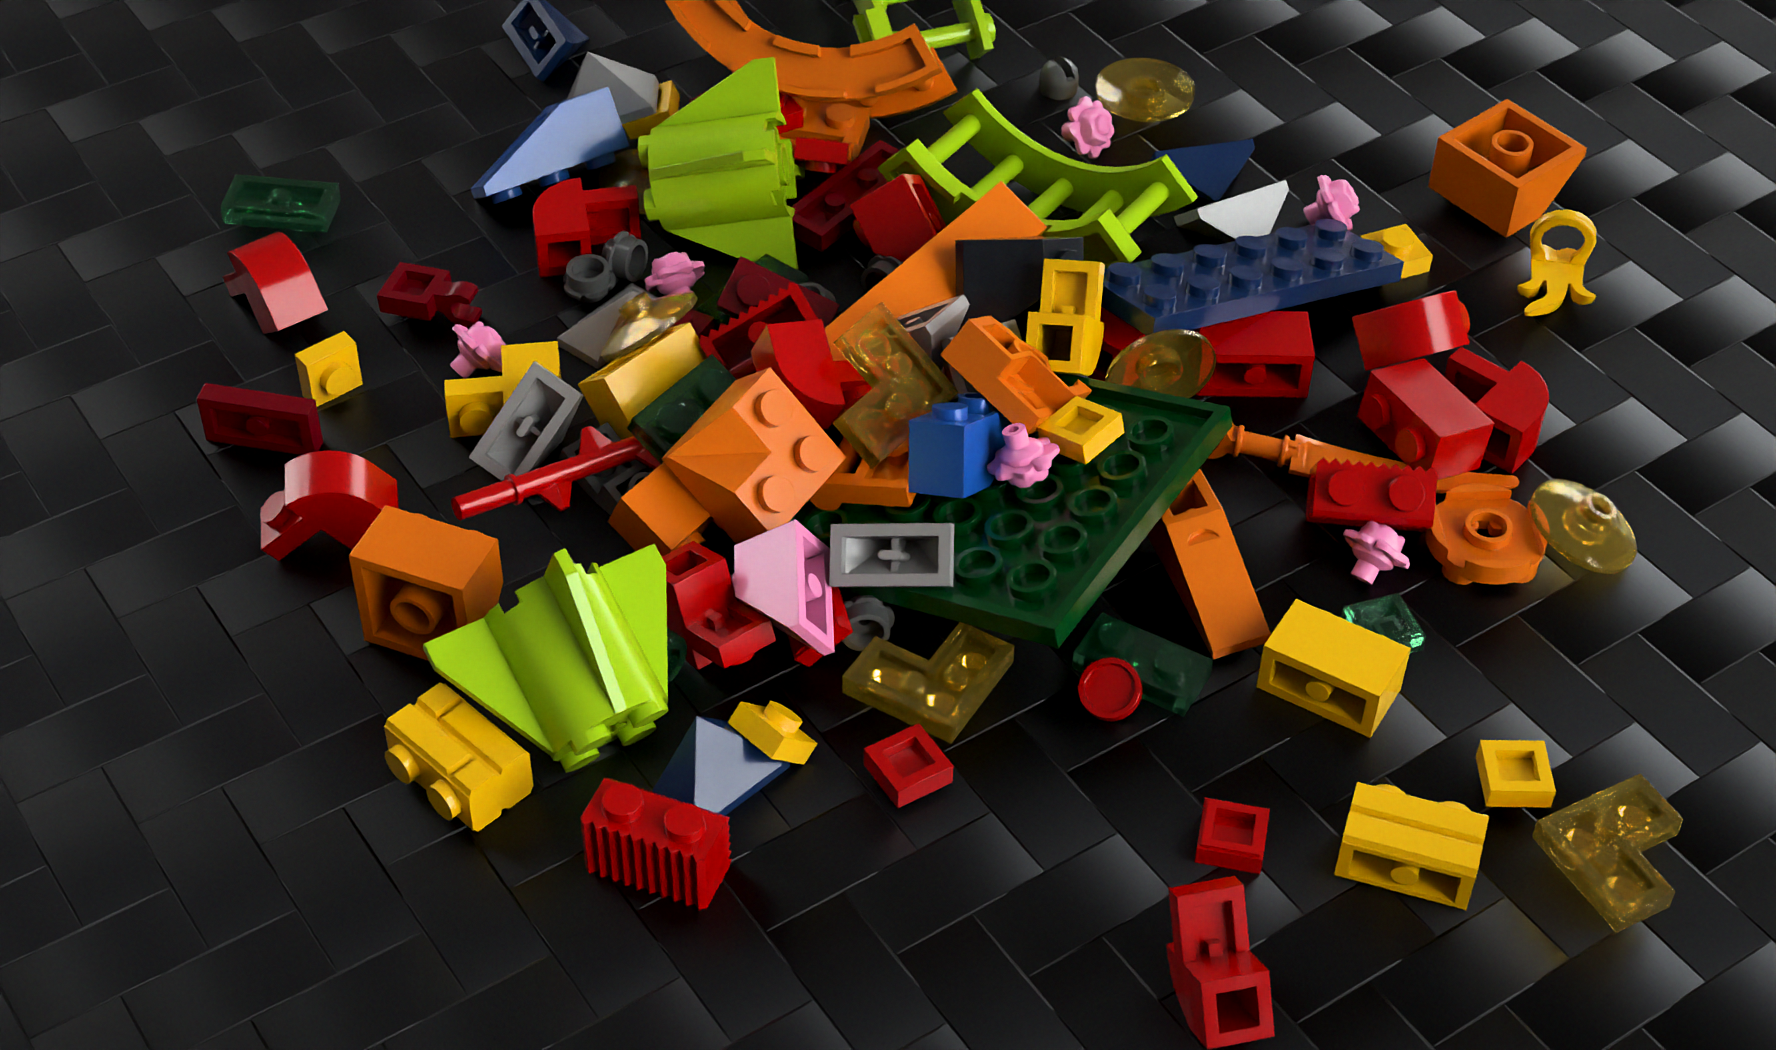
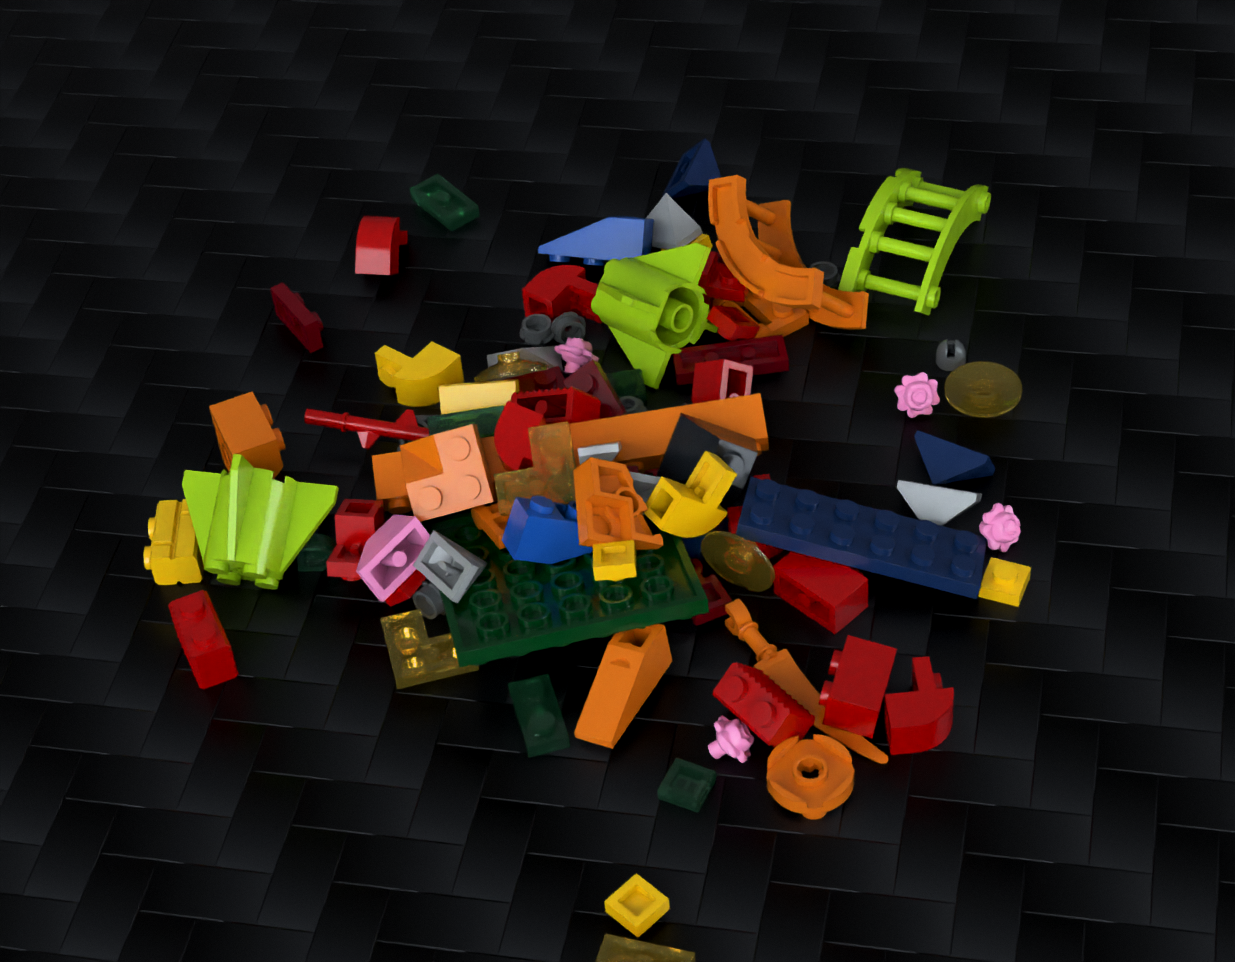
camera: 50 degrees right, 0 degrees up
(328, 494) = (271, 377): red brick -> none
(329, 368) = (356, 308): yellow plate -> none
(424, 290) = (450, 291): dark red plate -> none
(478, 349) = (435, 332): bright pink plant -> none
(528, 424) = (396, 393): light grey slope -> none
(716, 768) = (280, 625): slope -> none
(773, 731) = (317, 624): yellow plate -> none
(908, 765) = (358, 684): red plate -> none
(1023, 457) = (567, 557): bright pink plant -> none
(1110, 689) = (501, 715): red piece -> none
(1111, 197) = (787, 454): lime fence -> none
(1212, 968) = (356, 884): red brick -> none
(1232, 835) = (464, 830): red tile -> none
(1332, 667) = (620, 782): yellow brick -> none
(1412, 329) = (926, 631): red brick -> none
(1412, 845) = (530, 897): yellow brick -> none
(1504, 166) = (1131, 565): orange slope -> none
(1558, 269) = (1087, 654): yellow piece -> none
(1583, 526) = (862, 822): clear yellow dish -> none

